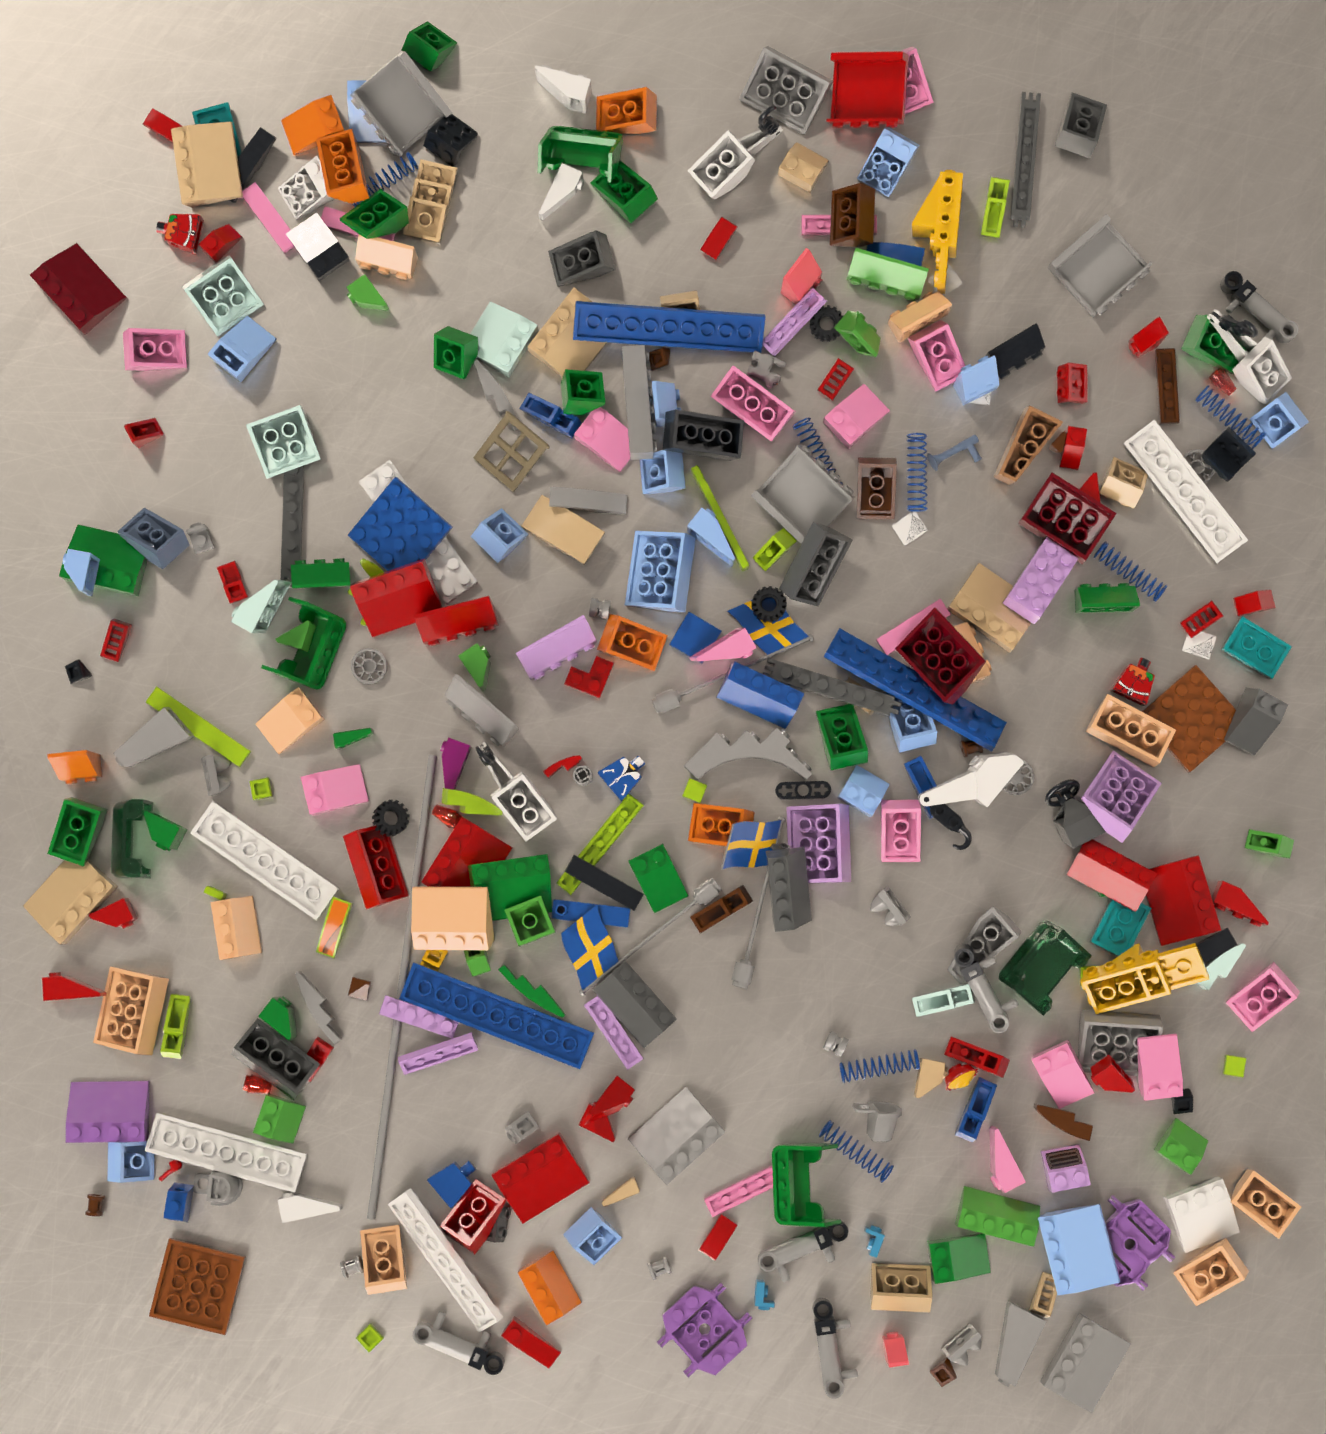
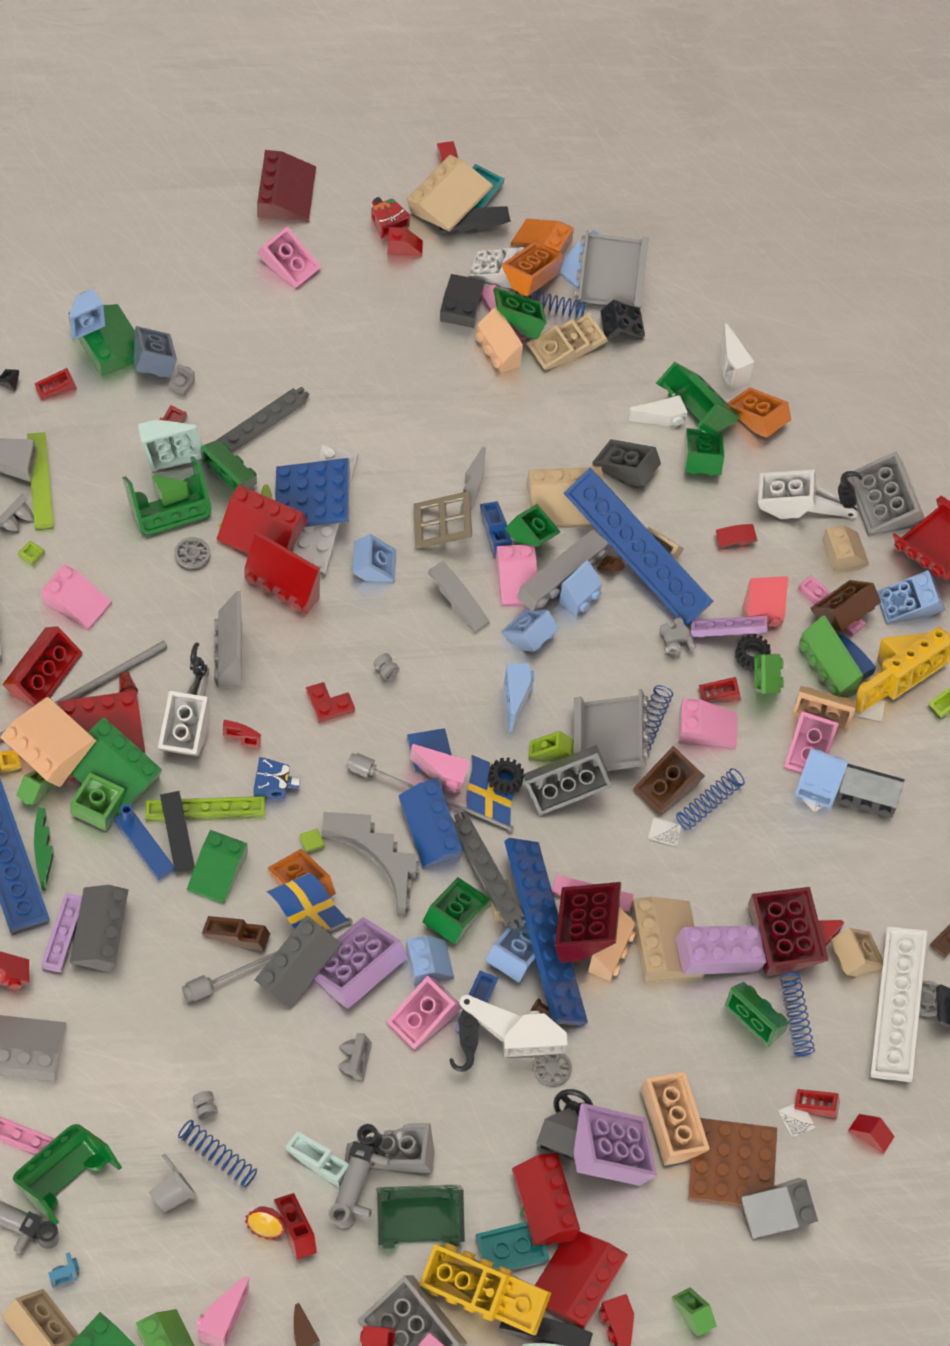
camera: 40 degrees right, 25 degrees down
(143, 431) = (223, 293): red slope -> none
(223, 295) = (369, 269): light aqua slope -> none
(242, 348) = (343, 306): light blue slope -> none
(268, 216) = (452, 257): bright pink tile -> none
(283, 441) = (304, 375): light aqua slope -> none
(289, 720) = (102, 531): light nougat slope -> none
(347, 738) = (124, 577): green slope -> none
(365, 294) = (459, 351): bright green slope -> none
(401, 815) = (89, 636): black tyre -> none
(428, 46) = (670, 262): green slope -> none
(453, 761) = (169, 661): magenta slope -> none
(454, 351) = (477, 430): green slope -> none
(469, 803) = (151, 687): lime slope -> none
(477, 664) = (262, 615): bright green slope -> none
(503, 338) = (515, 455): light aqua slope -> none
(557, 647) = (327, 653): lavender slope -> none
(563, 530) = (420, 598): tan slope -> none
(582, 775) = (244, 755): light grey wheel -> none
(593, 949) = (118, 862): flag -> none
(632, 642) = (383, 707): orange slope -> none
(660, 571) = (456, 685): light blue slope -> none
(703, 435) = (584, 627): black brick -> none
(714, 507) = (535, 694): lime tile -> none
(752, 403) = (642, 646): bright pink slope -> none
(808, 783) = (373, 912): black beam -> none
(828, 1126) = (132, 1192): blue piece -> none
(929, 1076) = (242, 1199): tan slope -> none
(935, 460) = (768, 818): sand blue piece -> none
(976, 1110) = (249, 1262): blue slope -> none
(1026, 442) = (811, 856): medium nougat wedge -> none
(1058, 444) = (838, 878): reddish brown slope -> none
(1062, 1074) = (344, 1304): bright pink slope -> none
(1072, 383) = (892, 854): red bracket -> none
(1073, 448) = (845, 893): red slope -> none
(1135, 683) = (715, 1091): red torso -> none
(1256, 648) = (838, 1163): teal plate -> none

